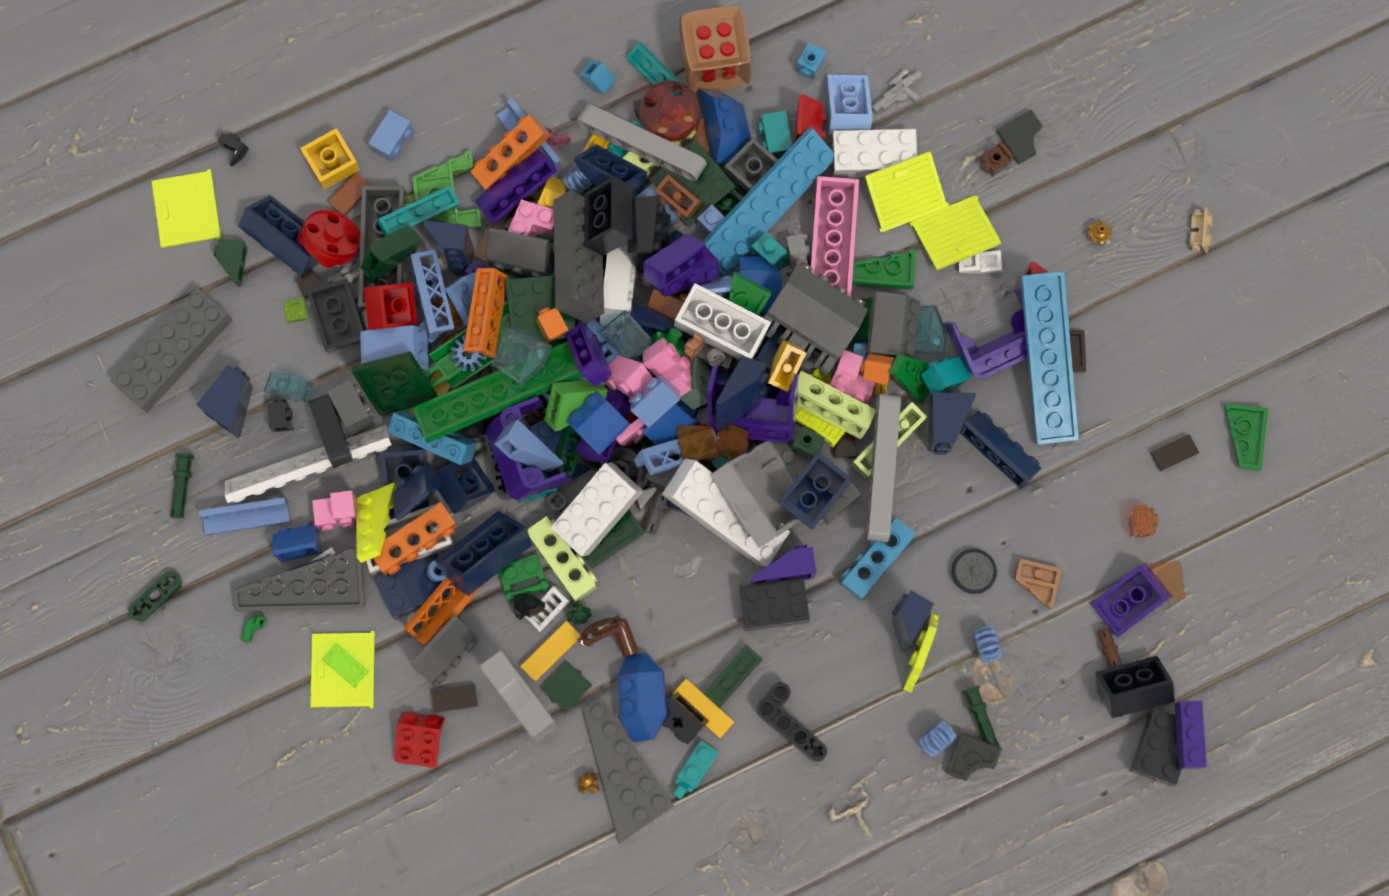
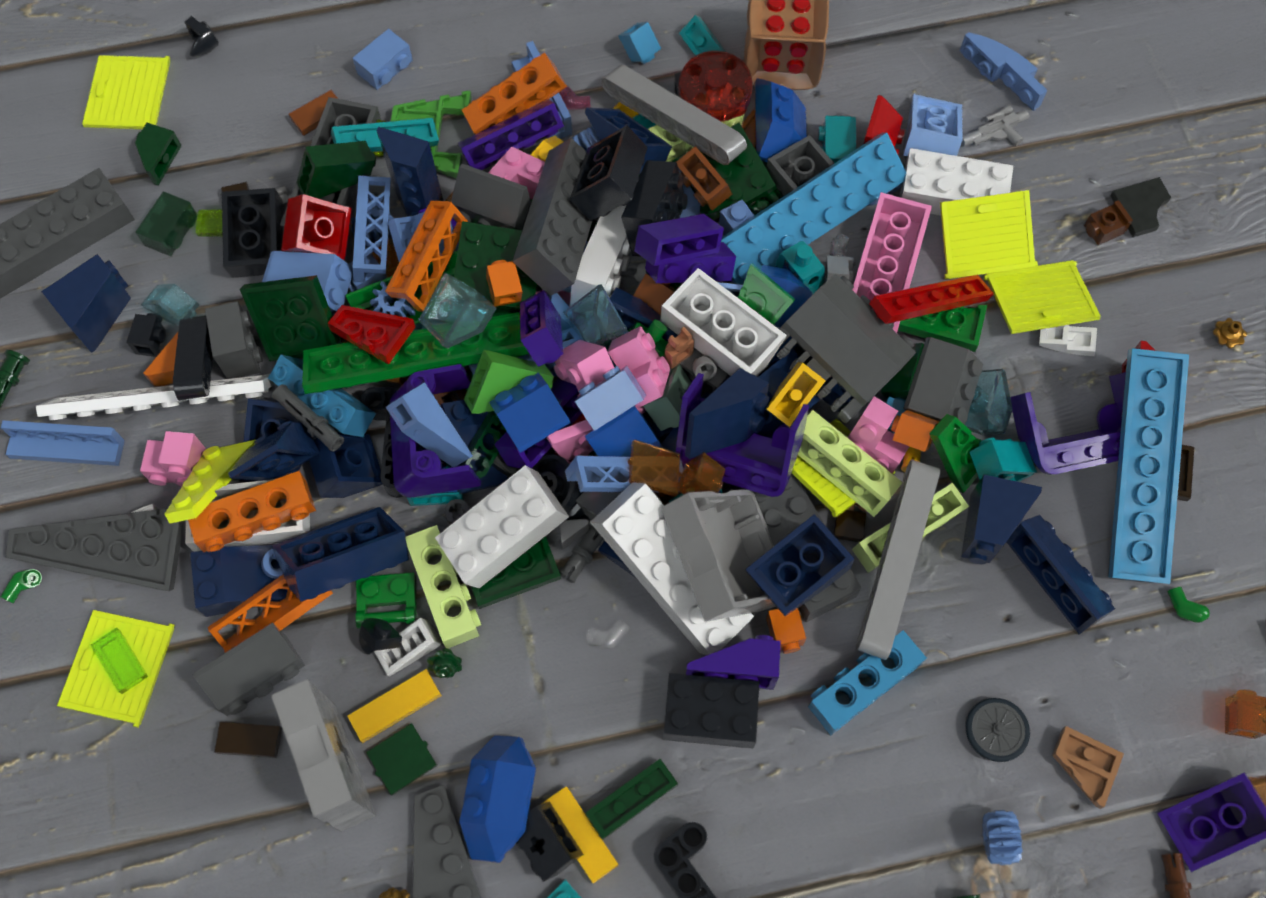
camera: 15 degrees right, 10 degrees down
(263, 320) = (167, 224): none -> clear green brick
(278, 232) = (225, 137): dark blue slope -> none
(296, 543) = (110, 489): blue slope -> none
(307, 435) = (162, 368): none -> orange slope
(330, 159) = (304, 67): yellow brick -> none
(330, 238) = (271, 145): red piece -> none
(418, 739) = (180, 783): red bracket -> none
(432, 459) = (315, 425): none -> dark grey pin
(461, 382) = (372, 330): none -> red wing
(606, 627) = (493, 696): reddish brown piece -> none
(807, 442) = (801, 501): dark green brick -> none
(811, 61) = (897, 74): dark azure brick -> none
(815, 538) = (786, 629): none -> orange brick
(872, 260) = (930, 299): none -> red plate
(890, 31) = (1001, 62): none -> medium blue slope
(909, 617) = (899, 771): dark blue slope -> none
(919, 656) = (900, 834): neon yellow wing -> none
(1093, 455) = (1187, 609): none -> green arm

